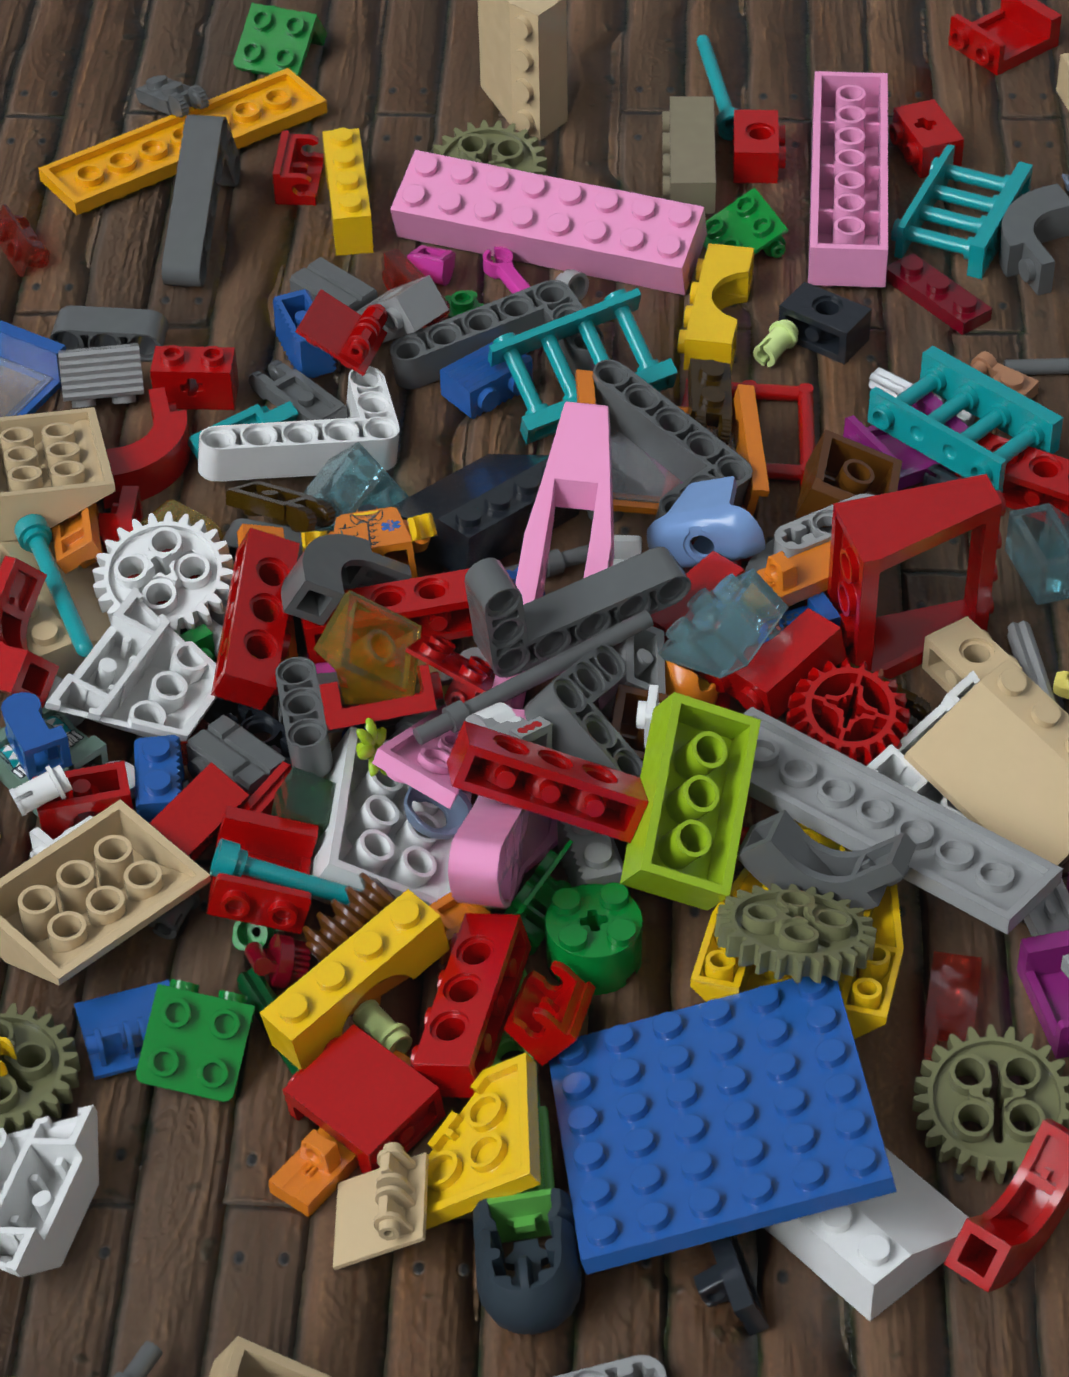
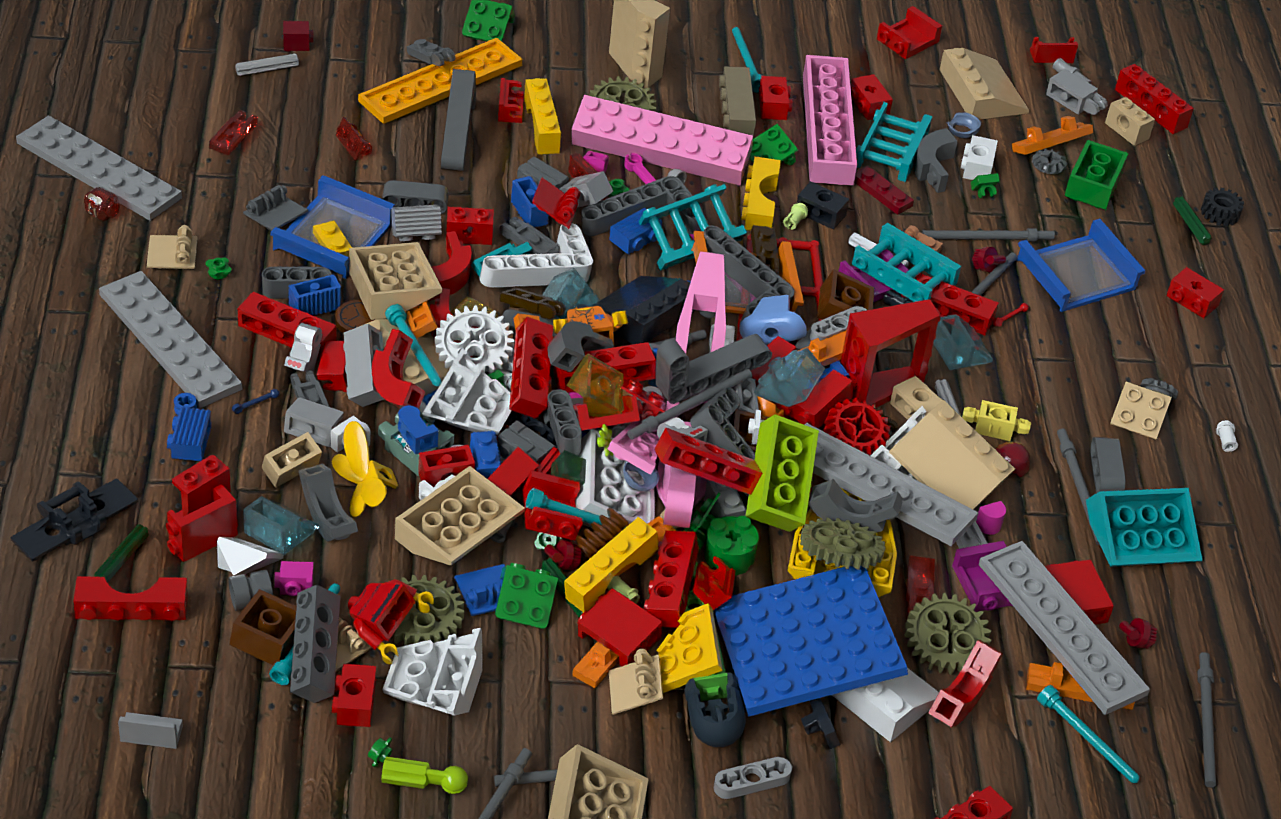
camera: 10 degrees left, 0 degrees up
(41, 789) = (428, 459): white pin -> none

